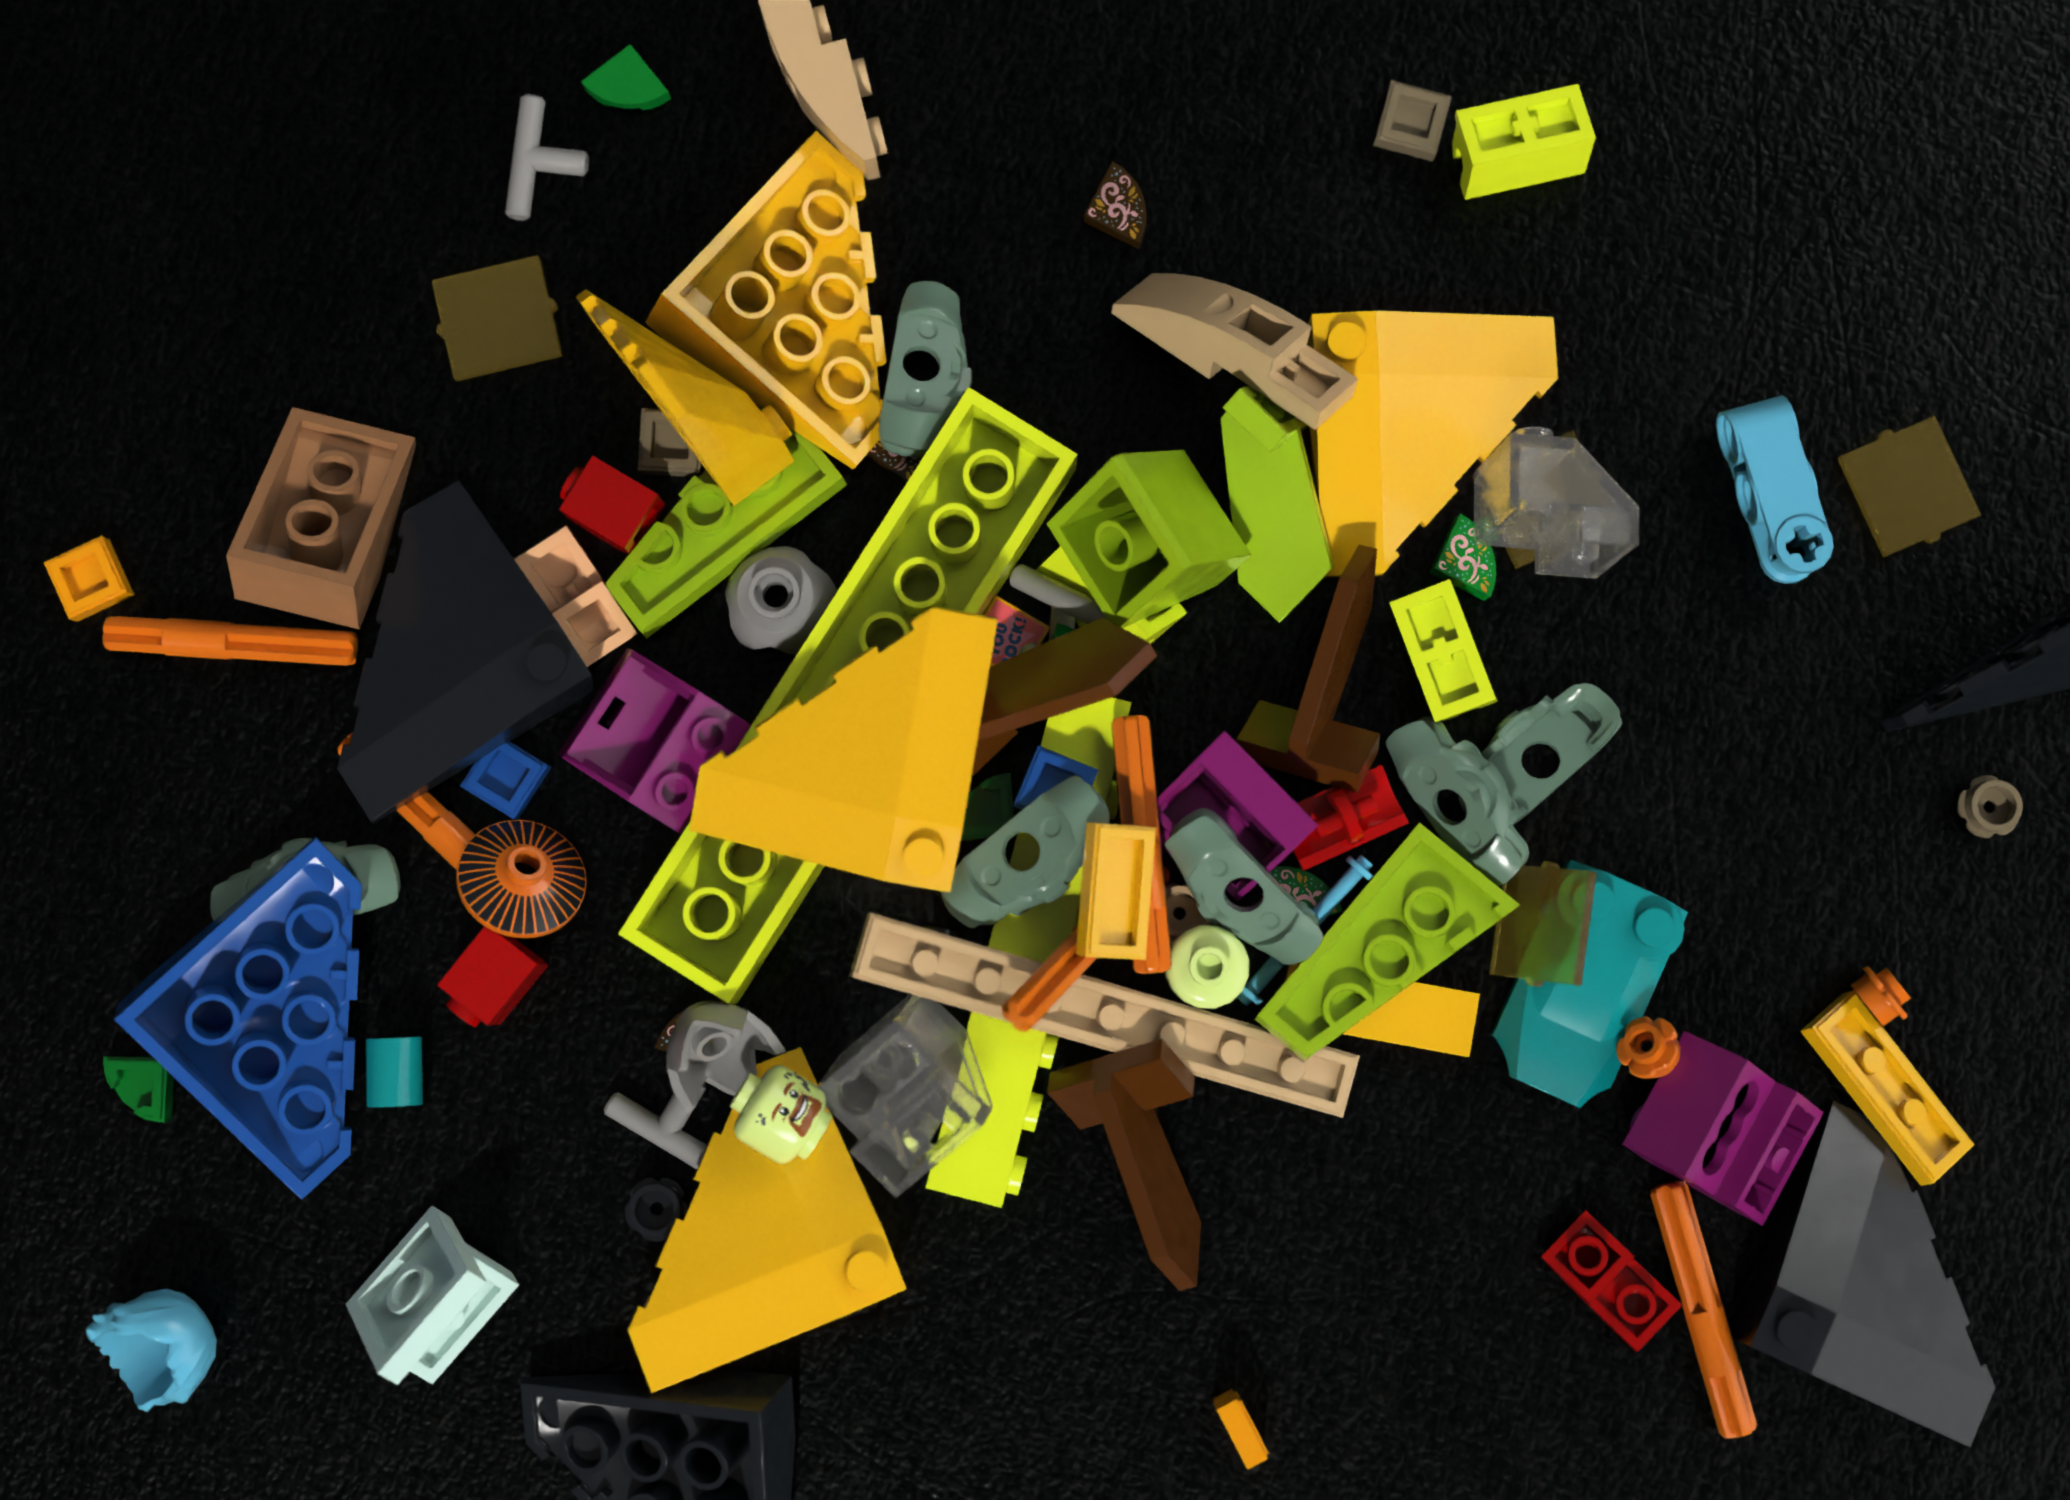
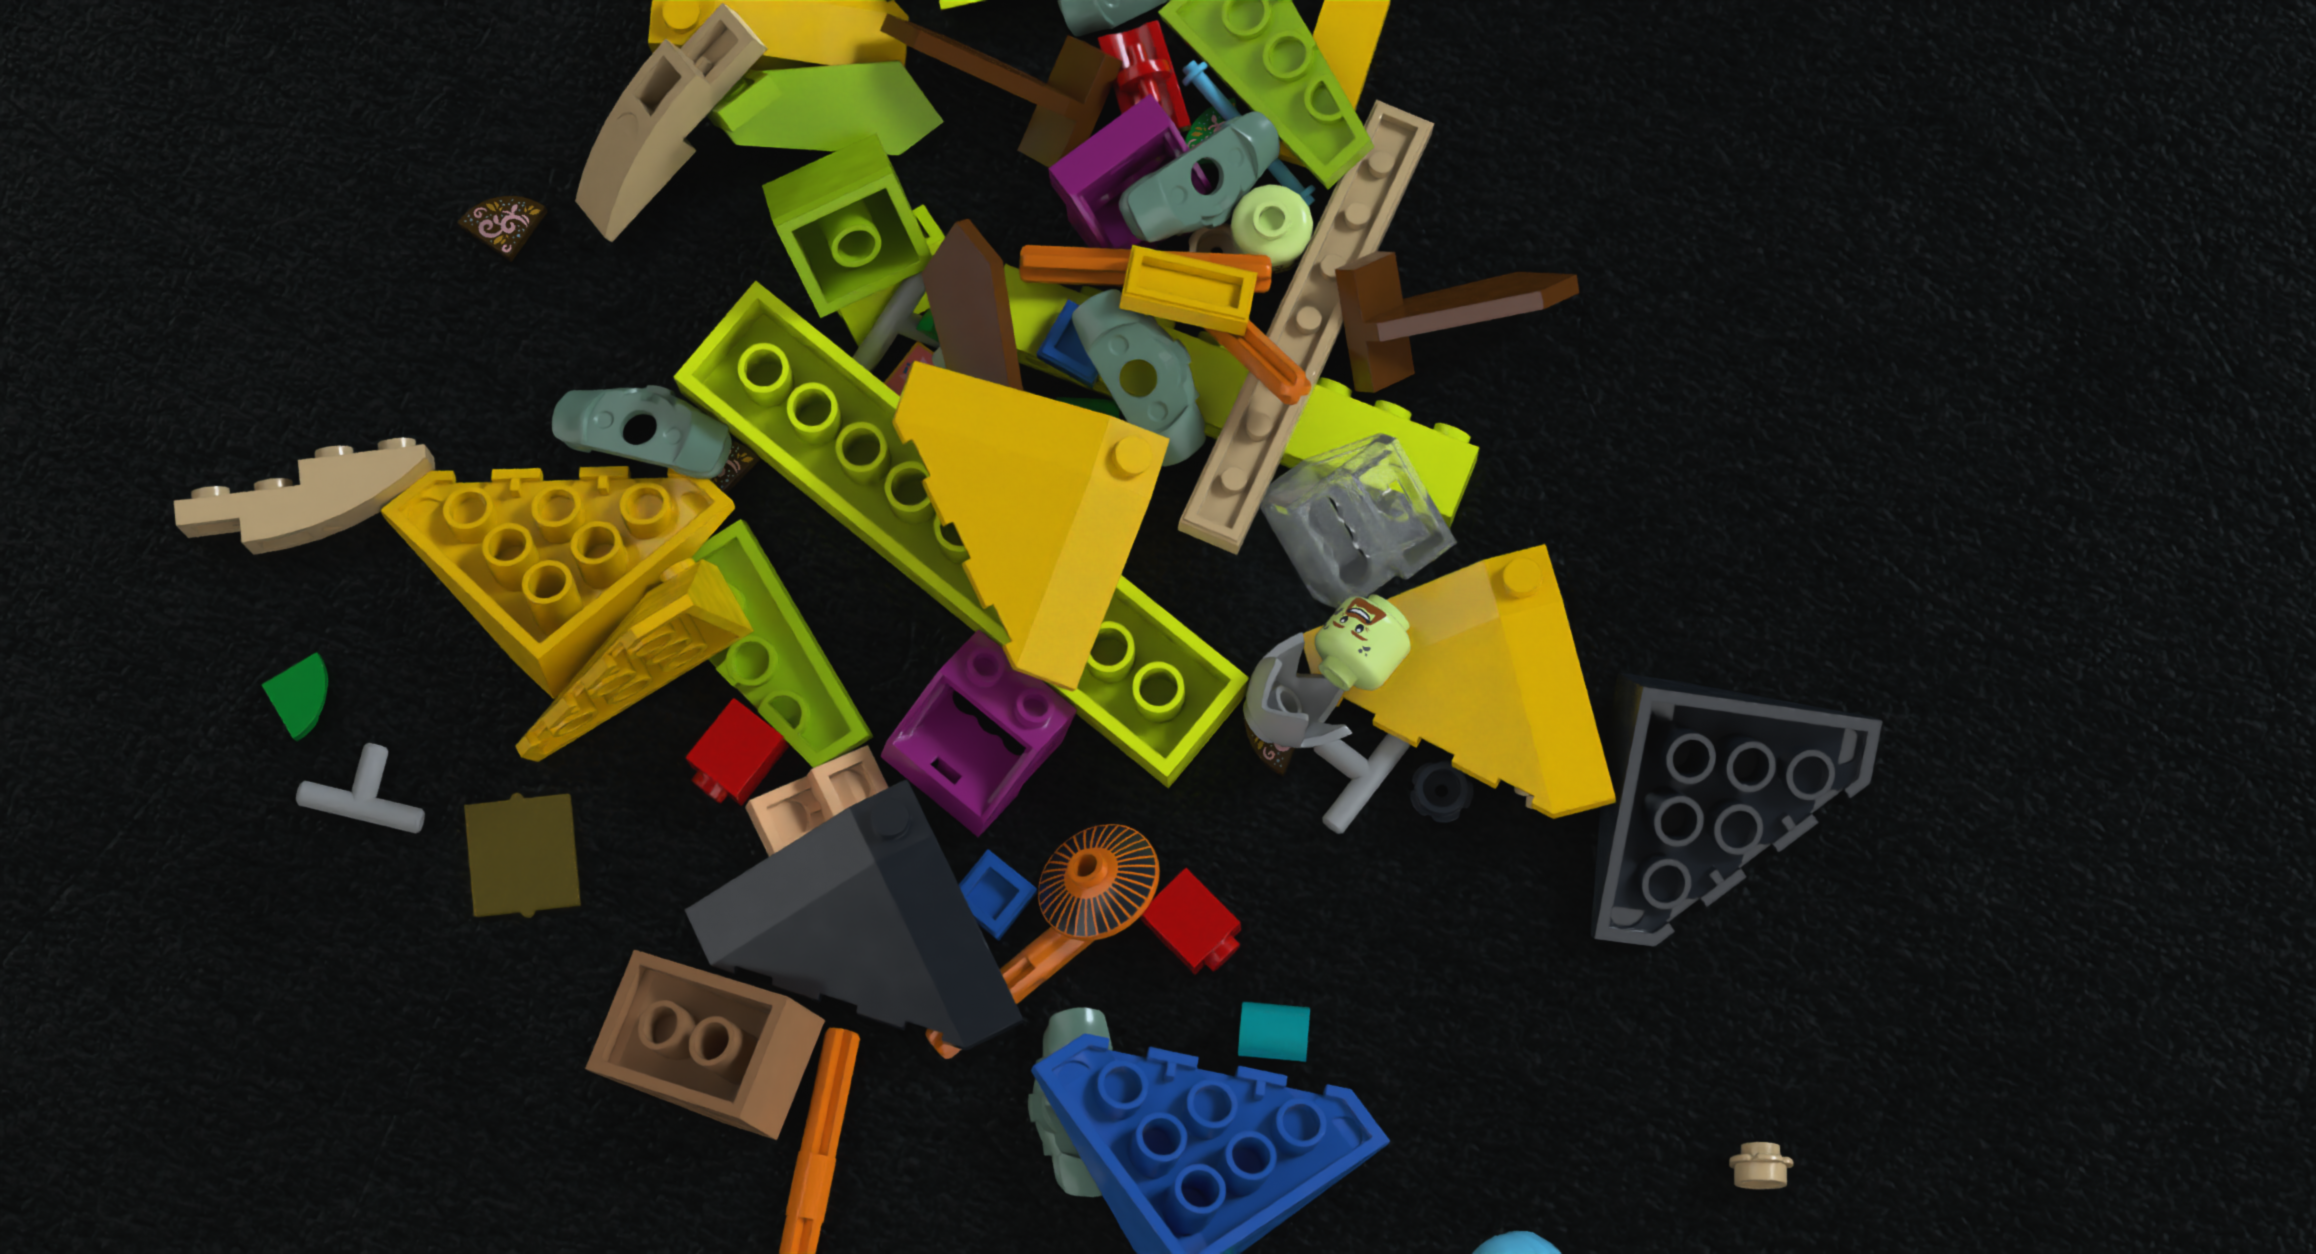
camera: 75 degrees left, 5 degrees down
(427, 1300) = (1498, 1019): light aqua bracket -> none
(663, 449) = (683, 700): dark tan tile -> none
(784, 626) = (871, 624): light grey piece -> none
(1241, 1428) = (1717, 255): light orange tile -> none

